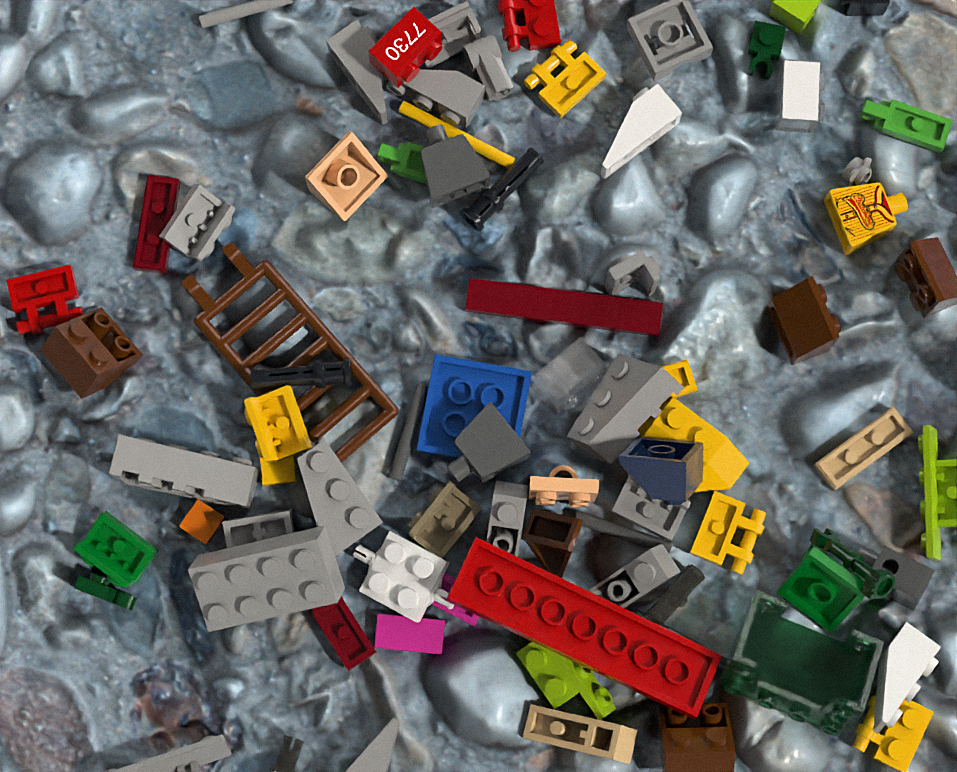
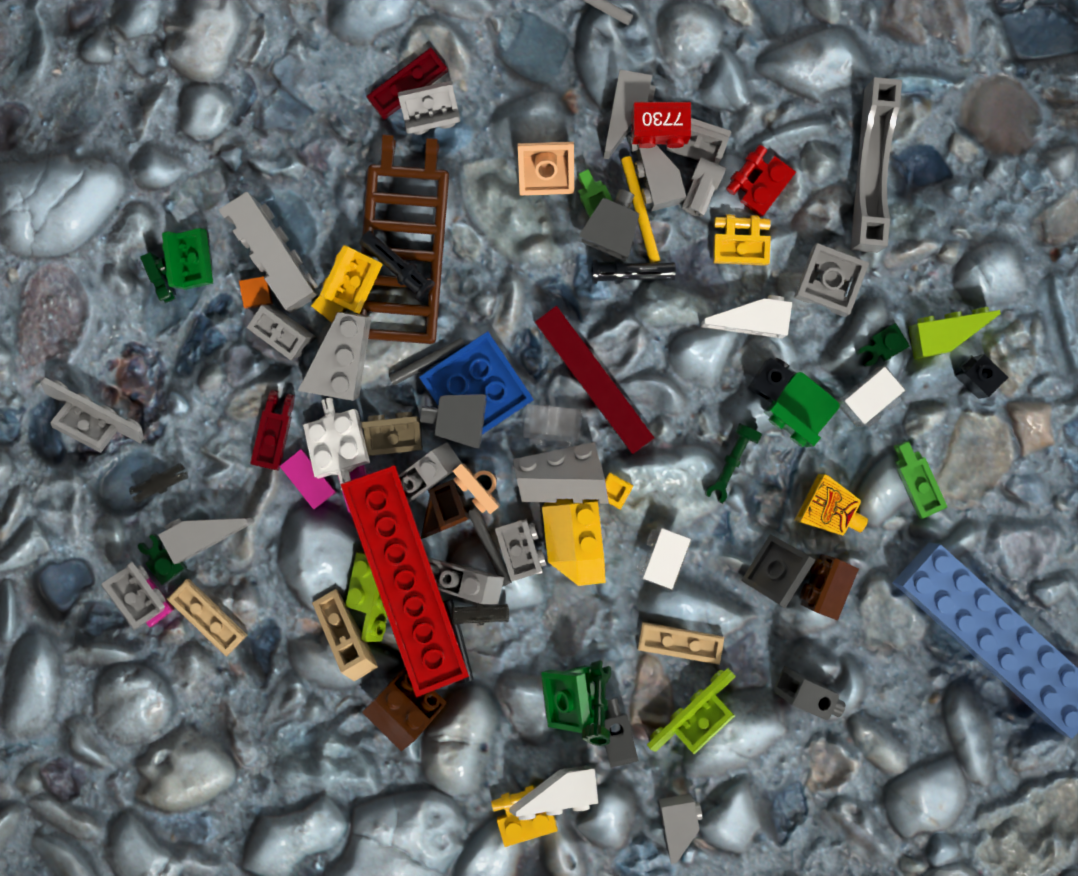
camera: 45 degrees right, 10 degrees up
(42, 290) = (301, 57): red plate -> none
(90, 352) = (290, 123): reddish brown slope -> none
(266, 578) = (251, 365): light grey piece -> none
(627, 271) = (649, 397): light grey bracket -> none
(665, 467) = (545, 538): dark blue slope -> none
(706, 161) = (771, 379): none -> black brick
(718, 528) = (545, 602): yellow plate -> none
(732, 225) = (732, 461): none -> dark green piece
(756, 161) = (802, 410): none -> green bracket
(774, 390) = (664, 557): none -> white brick
(800, 668) = (509, 729): clear green windscreen -> none
(804, 321) = (724, 535): reddish brown slope -> none
(858, 171) = (855, 479): light grey plate -> none
(877, 306) = (778, 570): none -> dark grey bracket

